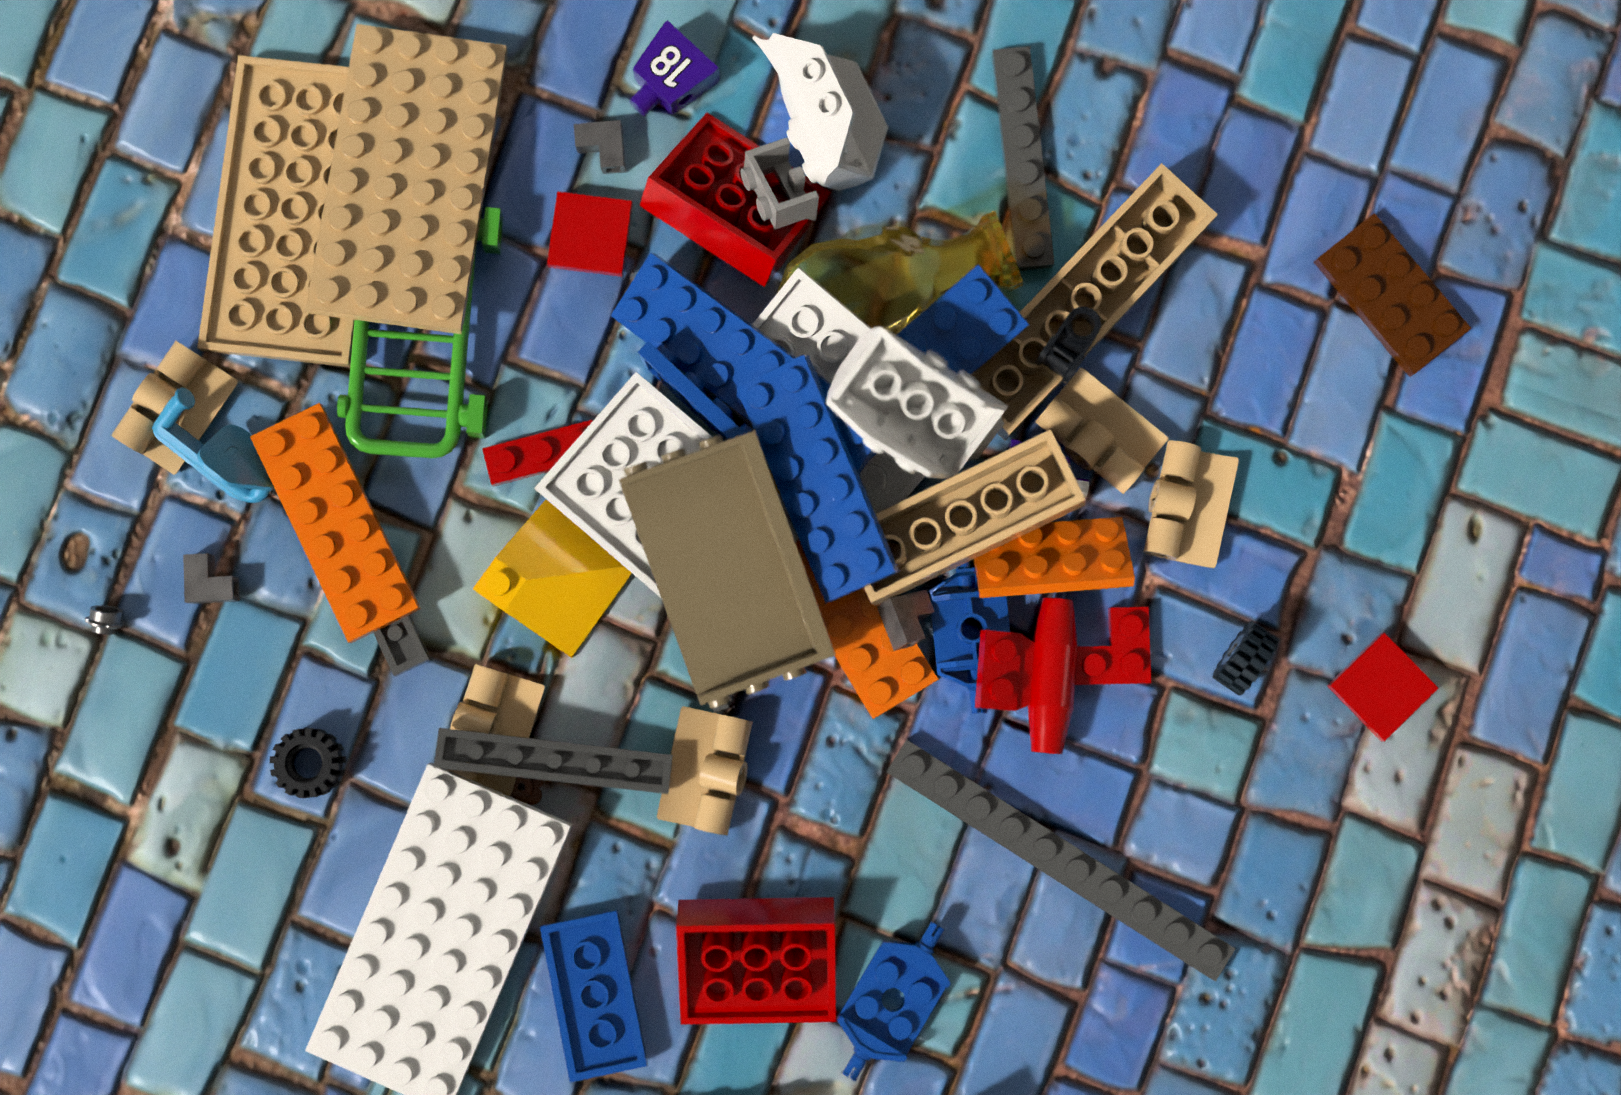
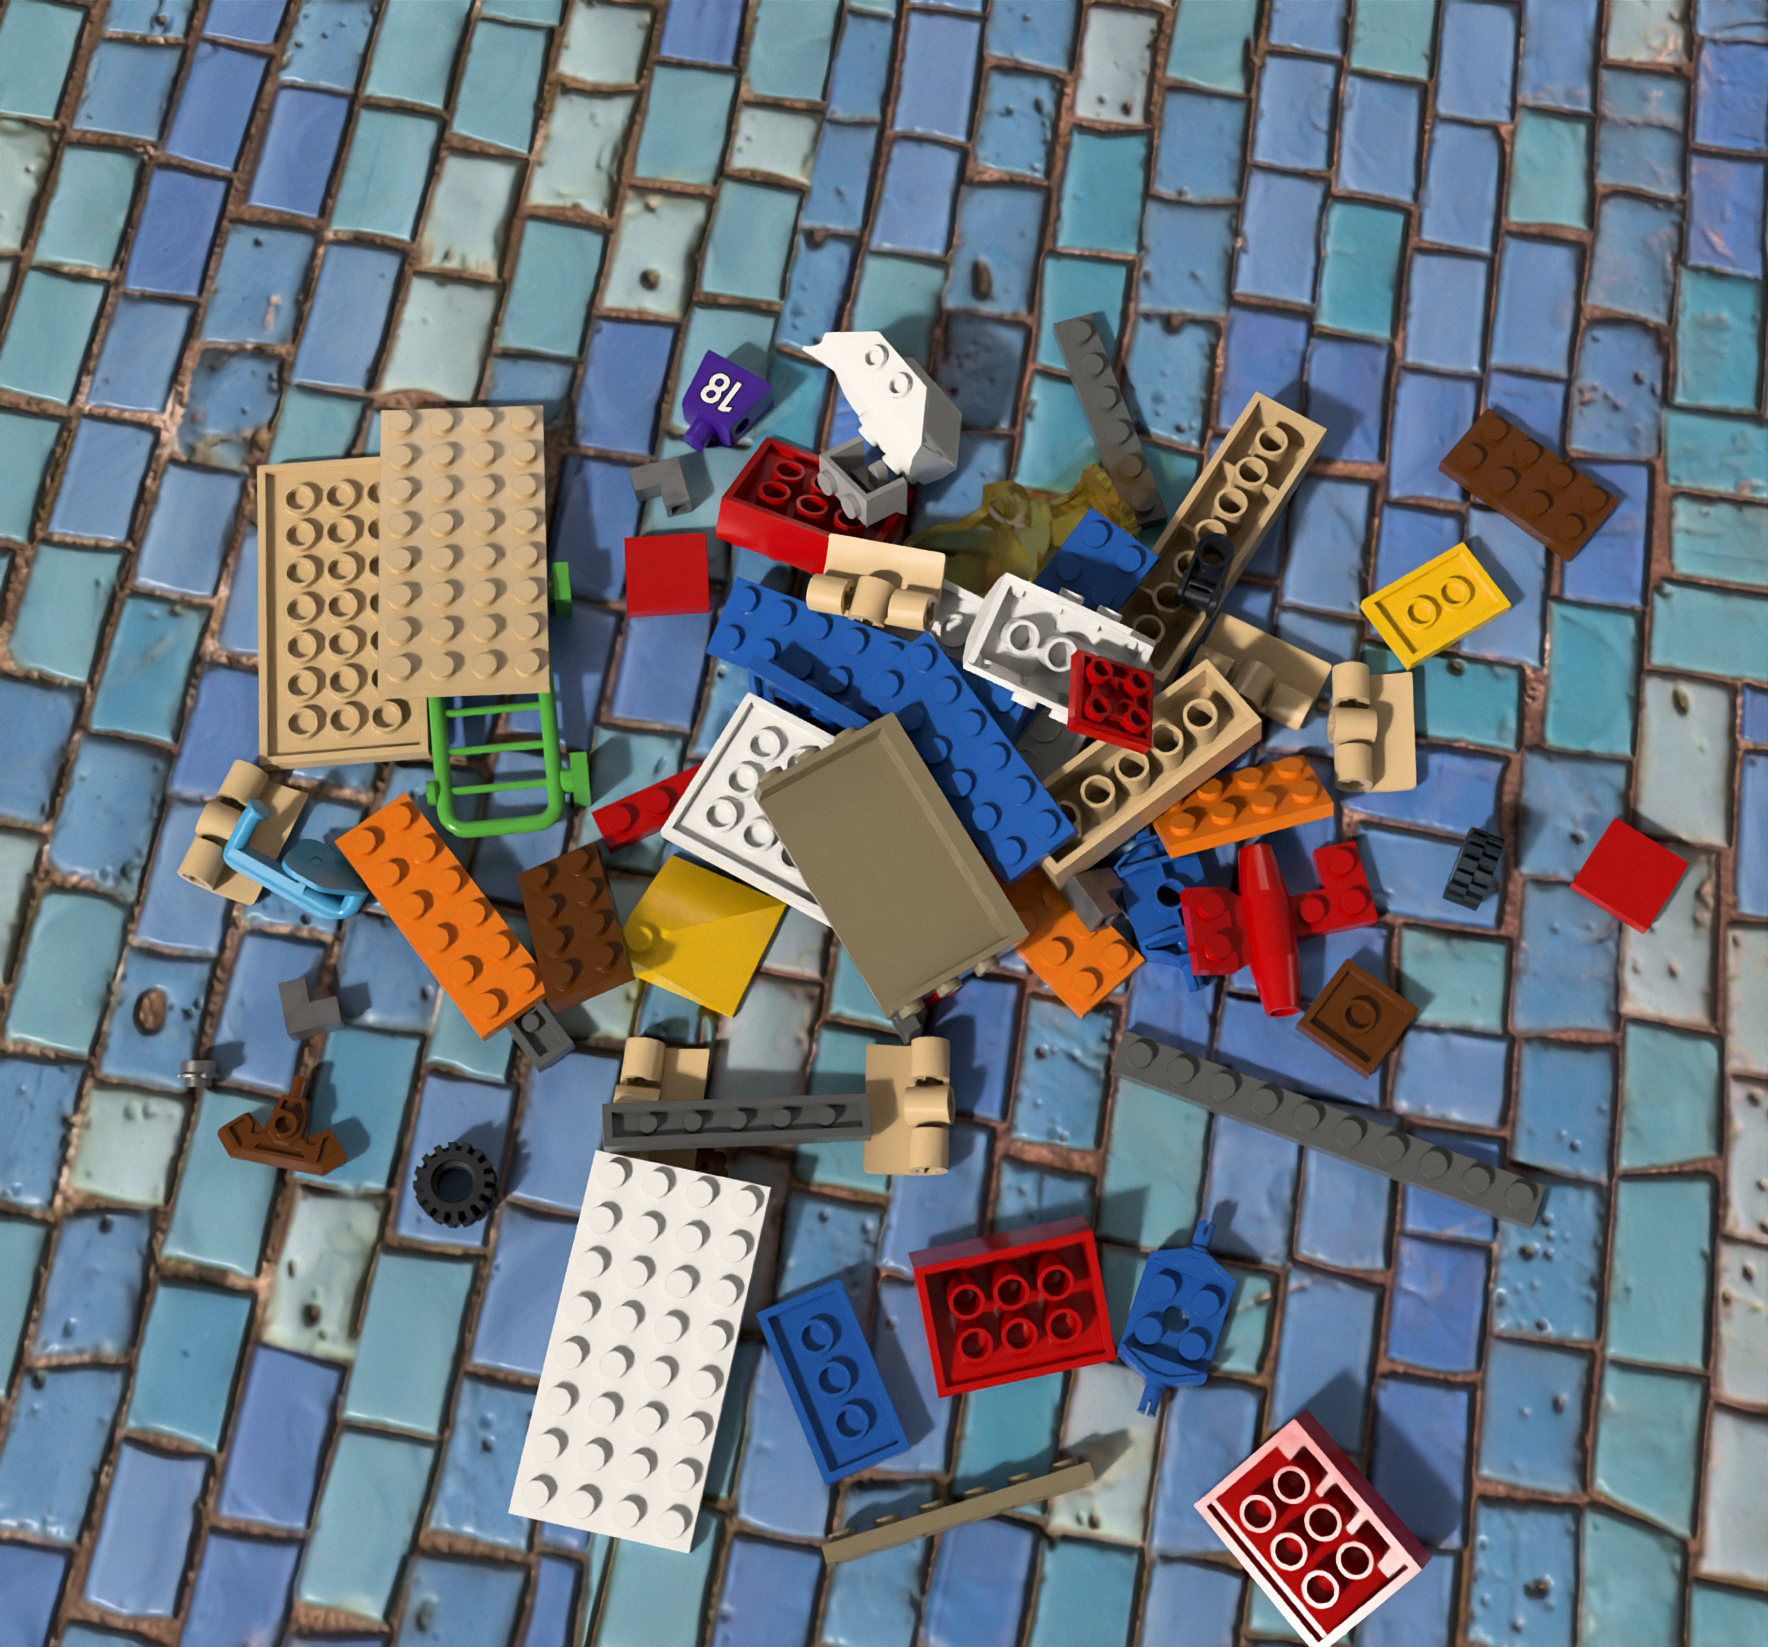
camera: 10 degrees left, 15 degrees down
(170, 691) = (285, 1137): none -> reddish brown piece
(445, 559) = (575, 927): none -> reddish brown plate
(772, 292) = (879, 583): none -> tan panel
(953, 458) = (1110, 701): none -> red tile
(1110, 769) = (1356, 1018): none -> reddish brown plate
(1276, 398) = (1435, 606): none -> yellow plate

